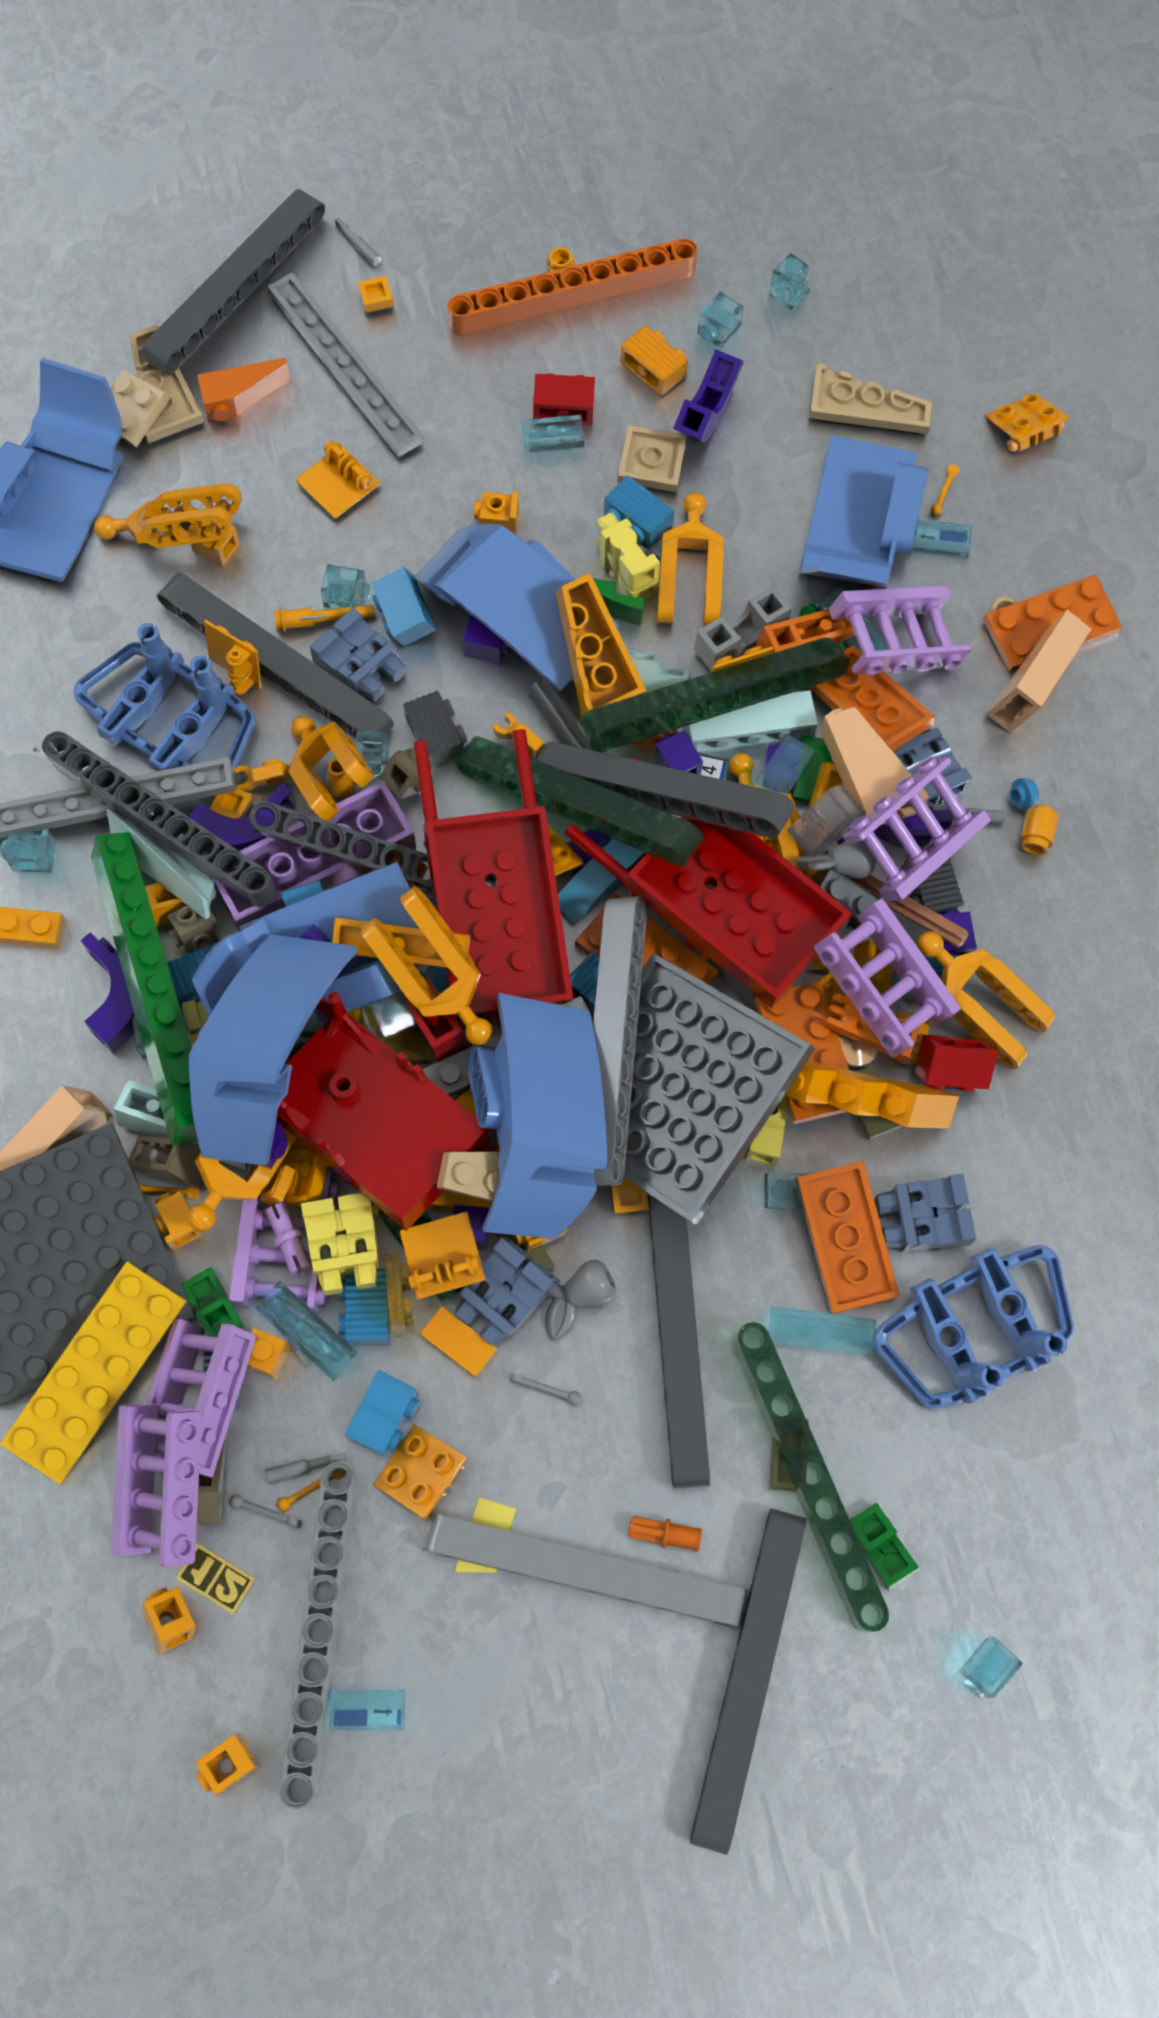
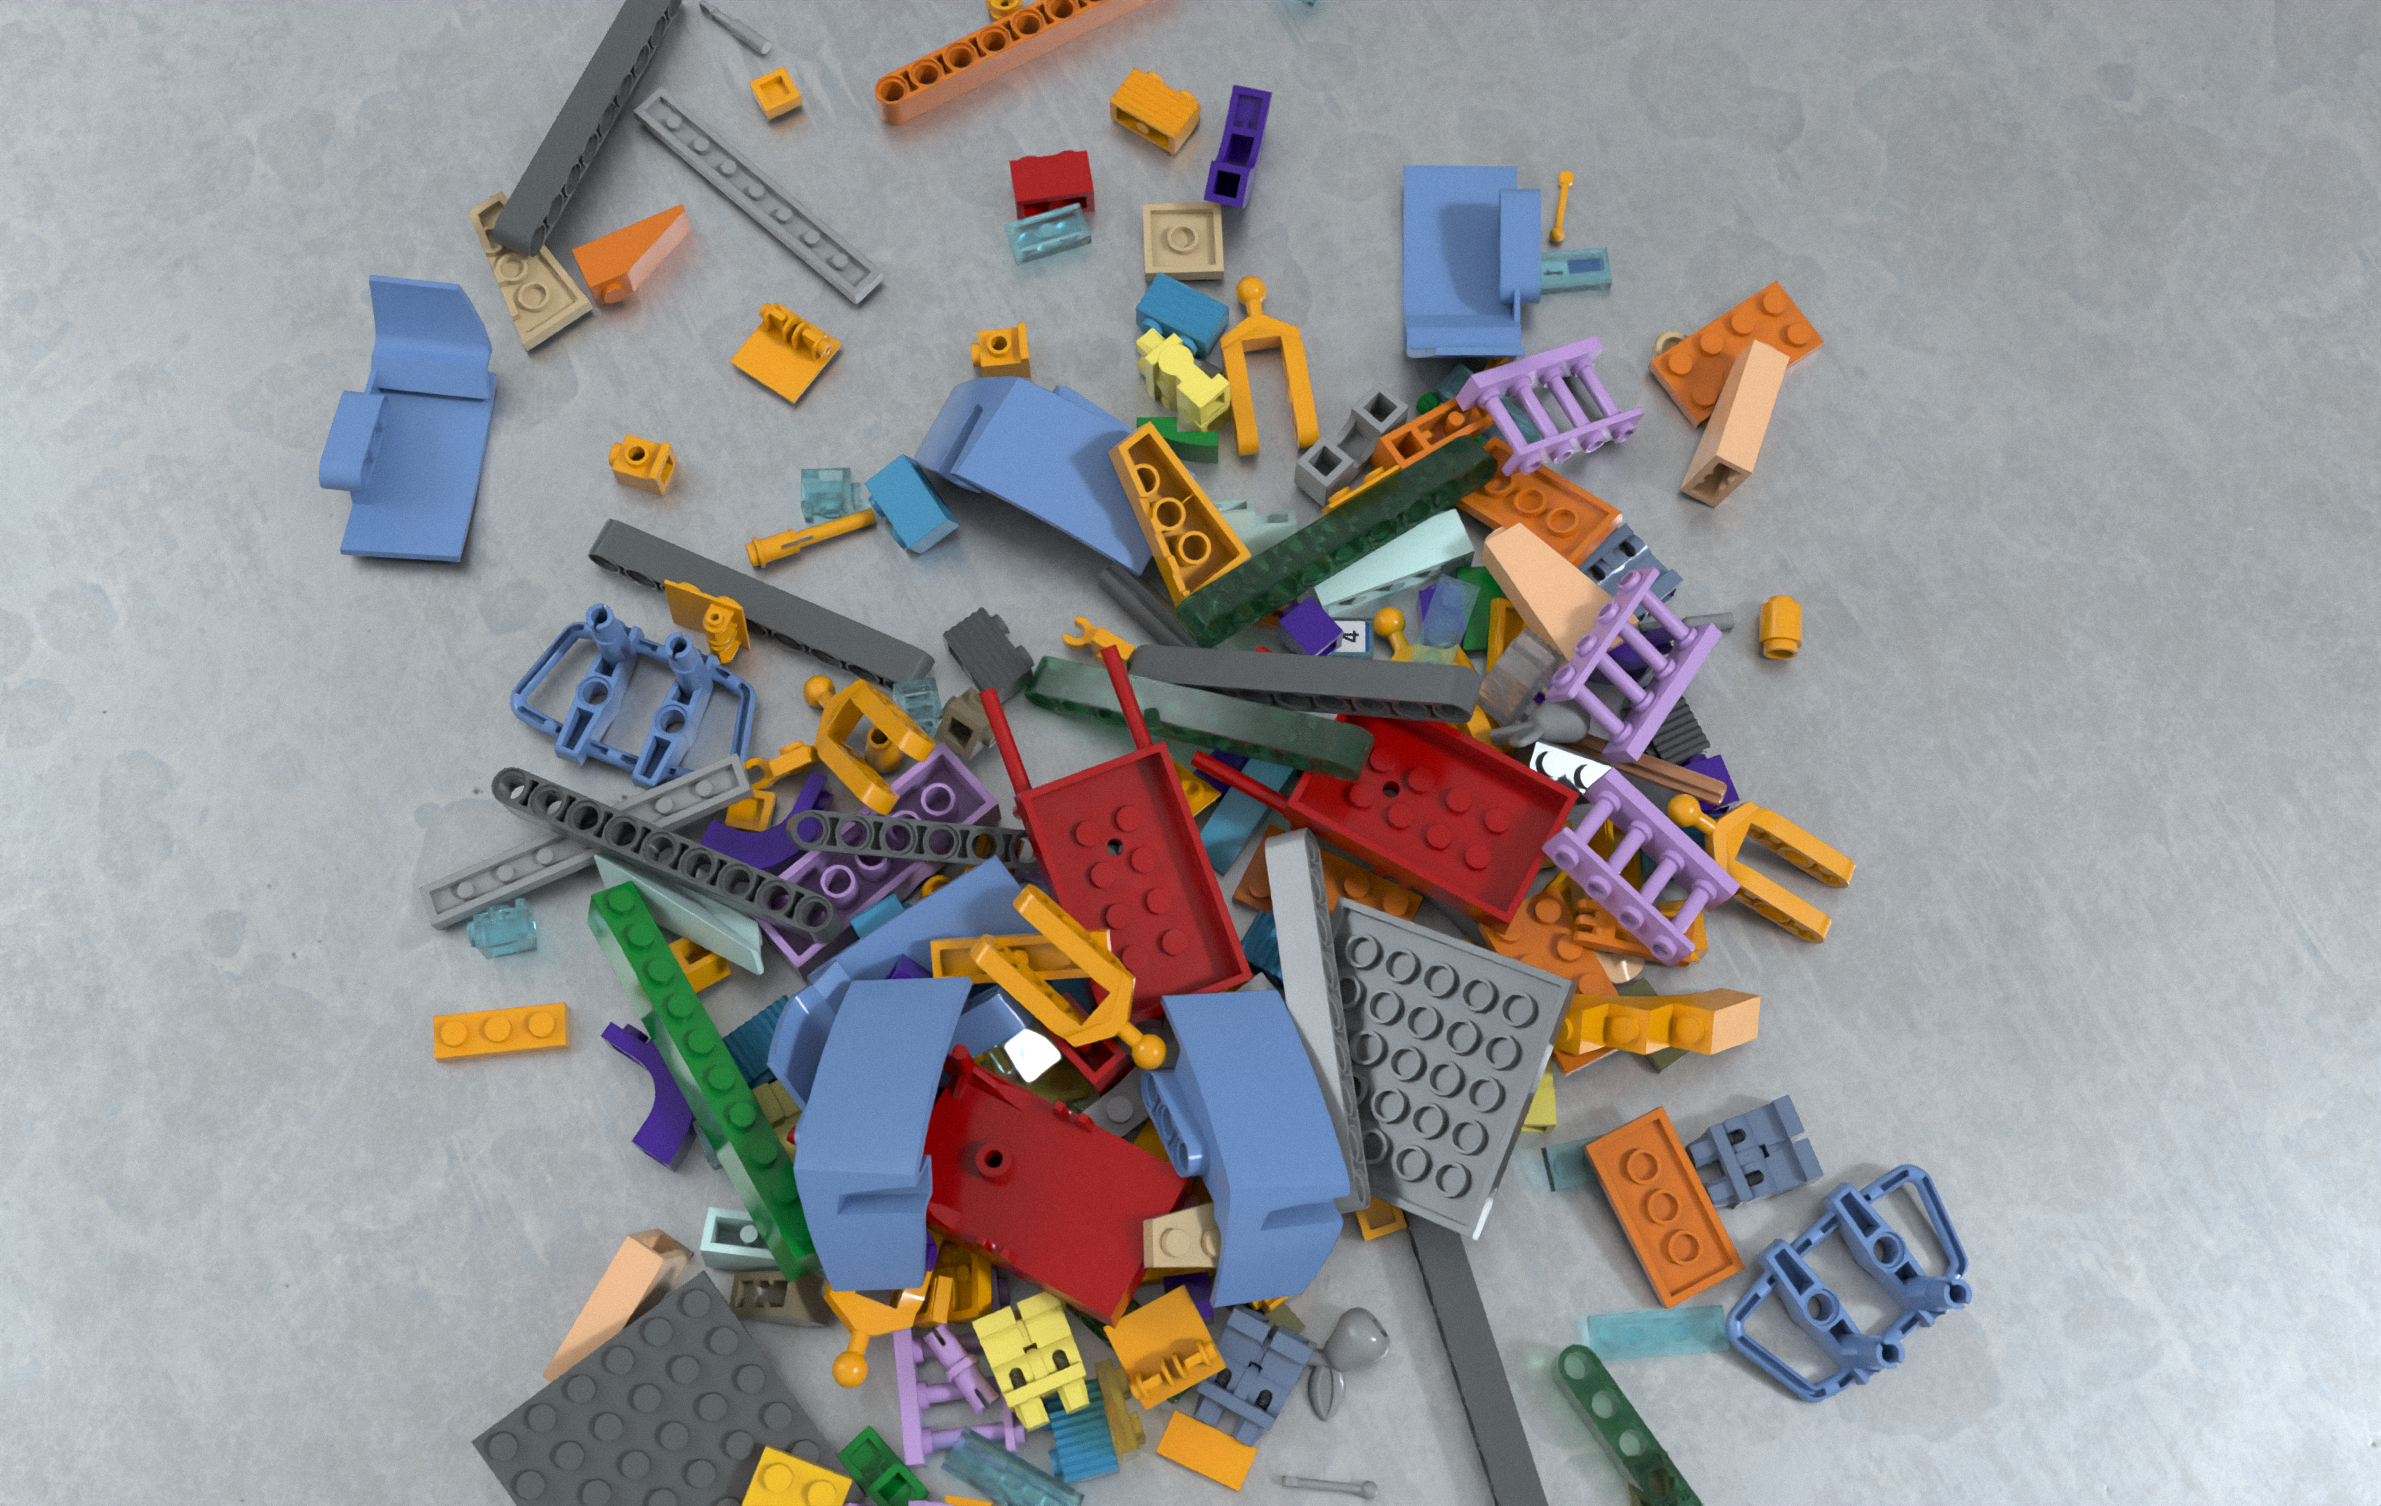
camera: 10 degrees left, 0 degrees up
(137, 405) = (503, 305): tan plate -> none
(154, 515) = (559, 450): light orange piece -> none
(174, 1220) = (810, 1373): light orange brick -> none
(192, 929) = (741, 990): dark tan brick -> none
(192, 1192) = (821, 1333): light orange hinge -> none
(357, 655) = (867, 581): sand blue hips -> none
(482, 643) = (1024, 531): dark purple brick -> none
(720, 319) = (1227, 40): clear light blue brick -> none
(851, 401) = (1426, 114): tan wing -> none
(955, 1062) = (1747, 953): red brick -> none
(1024, 793) = (1751, 584): dark azure plate -> none
(1028, 421) = (1645, 95): light orange hinge -> none

